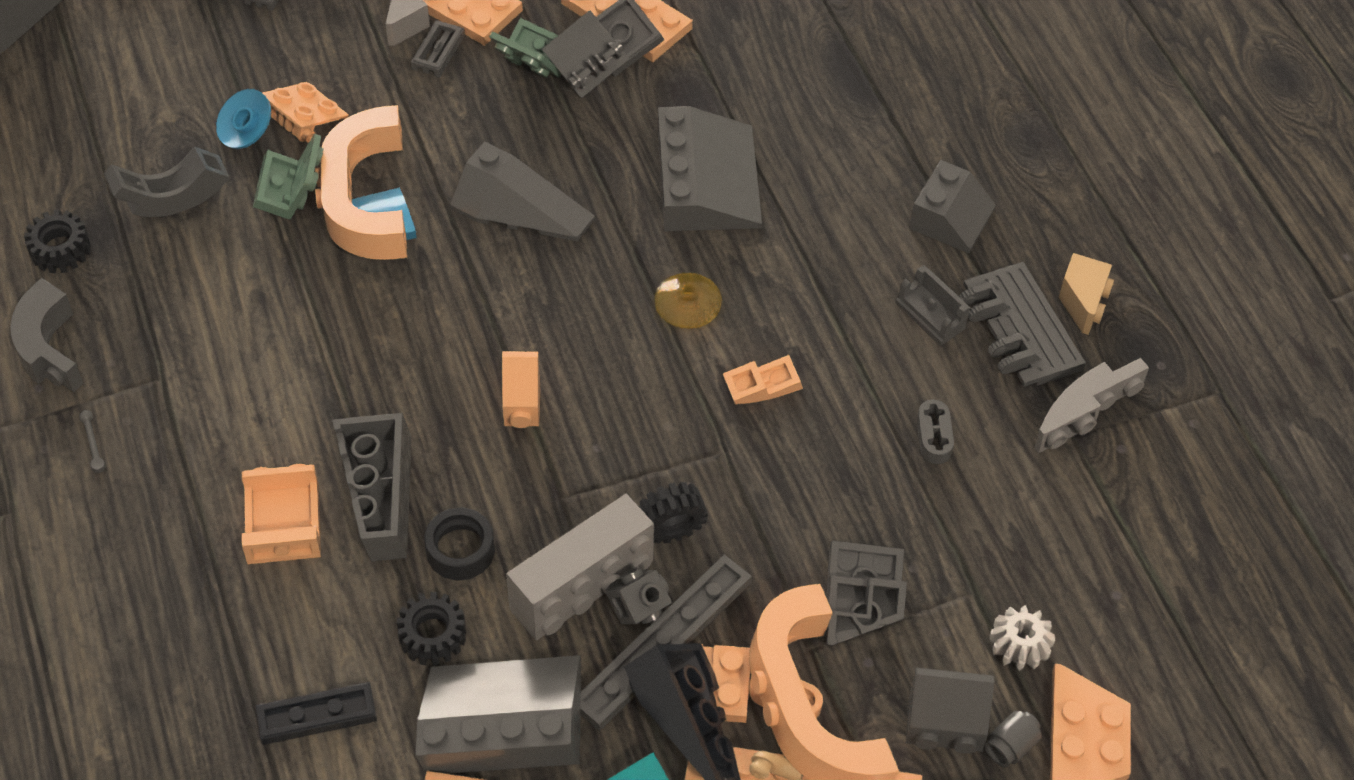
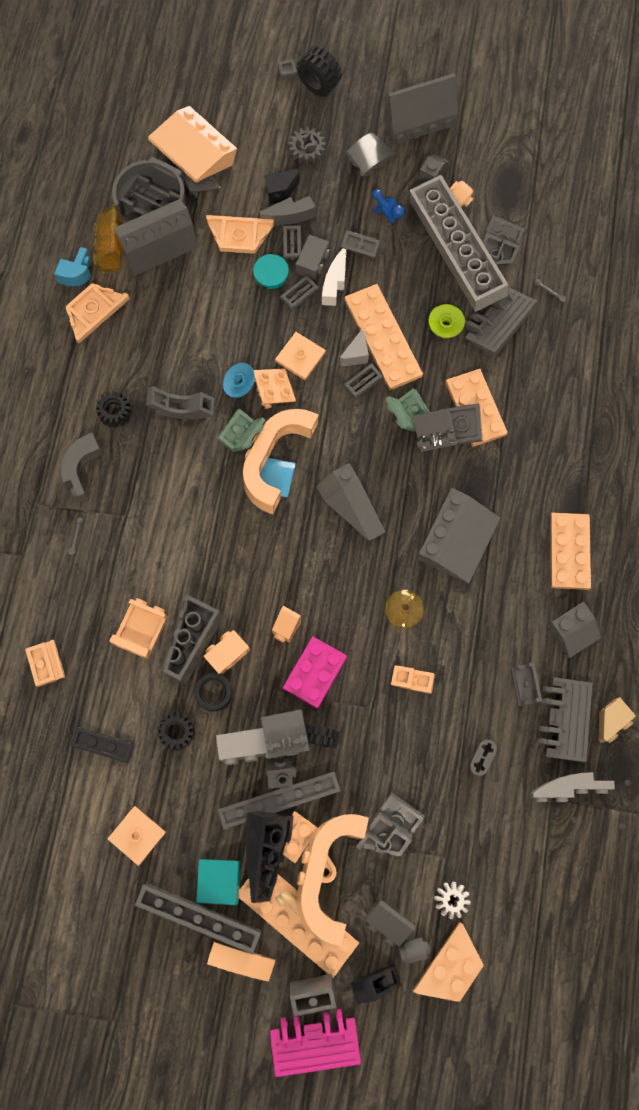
camera: 30 degrees right, 20 degrees up
(144, 639) = (45, 663): none -> light nougat plate
(321, 56) = (300, 356): none -> light nougat plate
(447, 476) = (226, 652): none -> light nougat brick
(501, 715) = (182, 797): dark grey slope -> none
(607, 439) = (314, 673): none -> dark pink brick
(617, 513) = (285, 734): none -> dark grey hinge
(878, 122) = (570, 551): none -> light nougat plate

